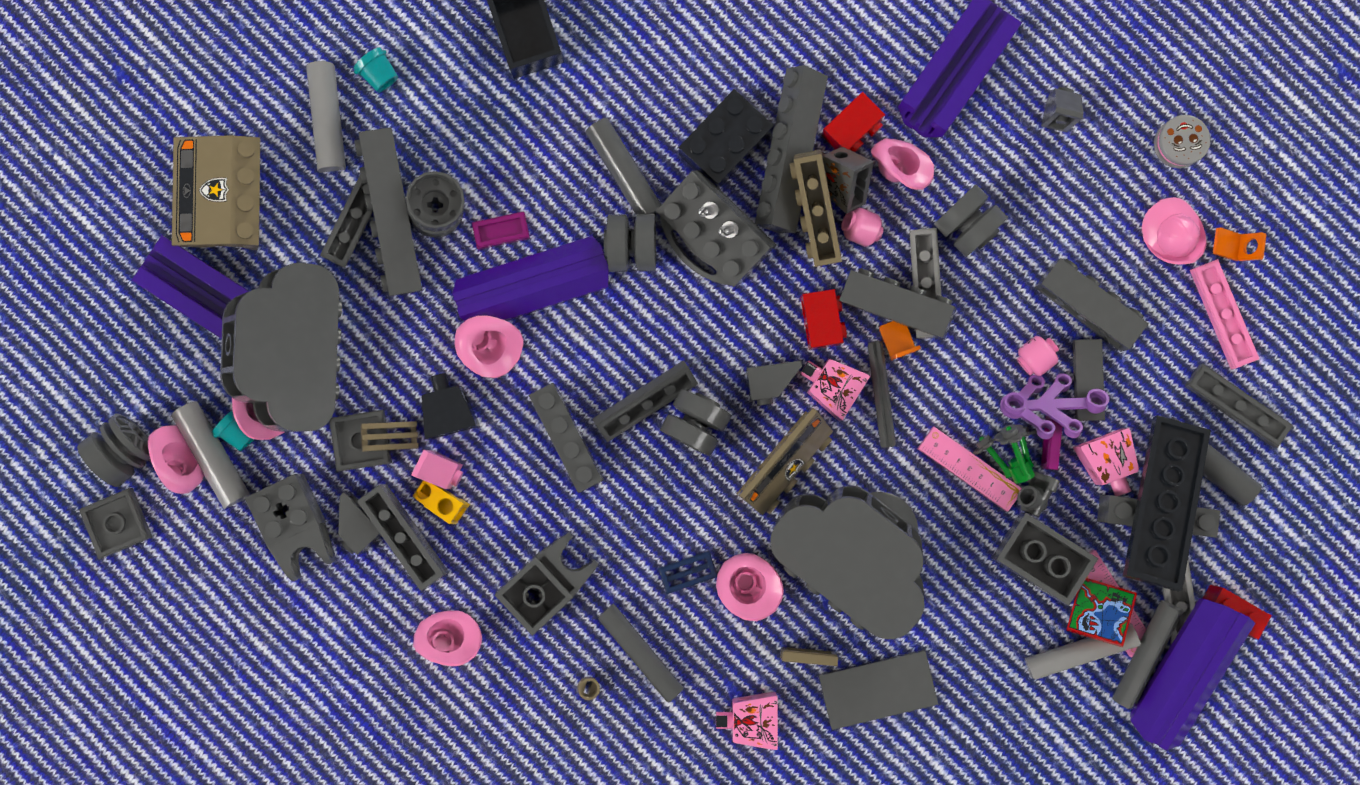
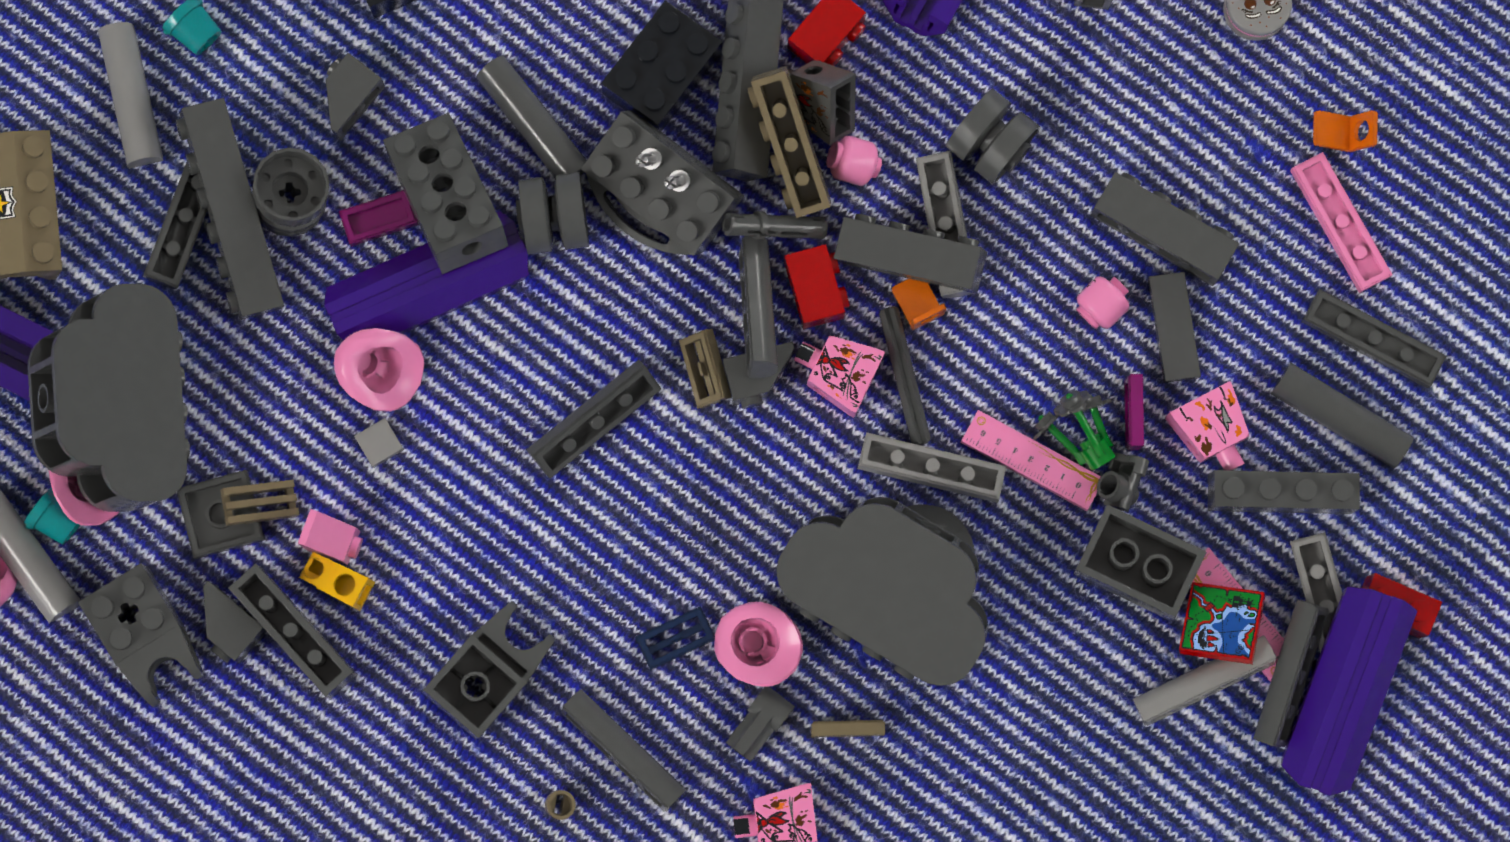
camera: 15 degrees left, 5 degrees down
(446, 409) = (332, 459): black torso -> none
(448, 638) = (367, 756): bright pink hat -> none
(483, 400) = (379, 442): none -> light grey tile
(488, 134) = (350, 93): none -> dark grey slope
(552, 218) = (445, 193): none -> dark grey brick
(566, 437) = (495, 478): dark grey brick -> none
(699, 416) = (667, 426): dark grey wheel -> none
(736, 372) = (709, 367): none -> dark tan tile
(748, 639) = (764, 717): none -> dark grey piece
(777, 332) = (757, 308): none -> dark grey brick
(785, 462) = (786, 475): dark tan piece -> none
(787, 270) = (761, 225): none -> dark grey pin
(878, 689) = (944, 763): dark grey tile -> none
(894, 466) = (932, 467): none -> light grey brick
(903, 163) = (898, 72): bright pink hat -> none
(1050, 406) = (1083, 368): medium lavender plant -> none
(1167, 503) = (1286, 469): black plate -> none
(1174, 232) = (1262, 122): bright pink hat -> none

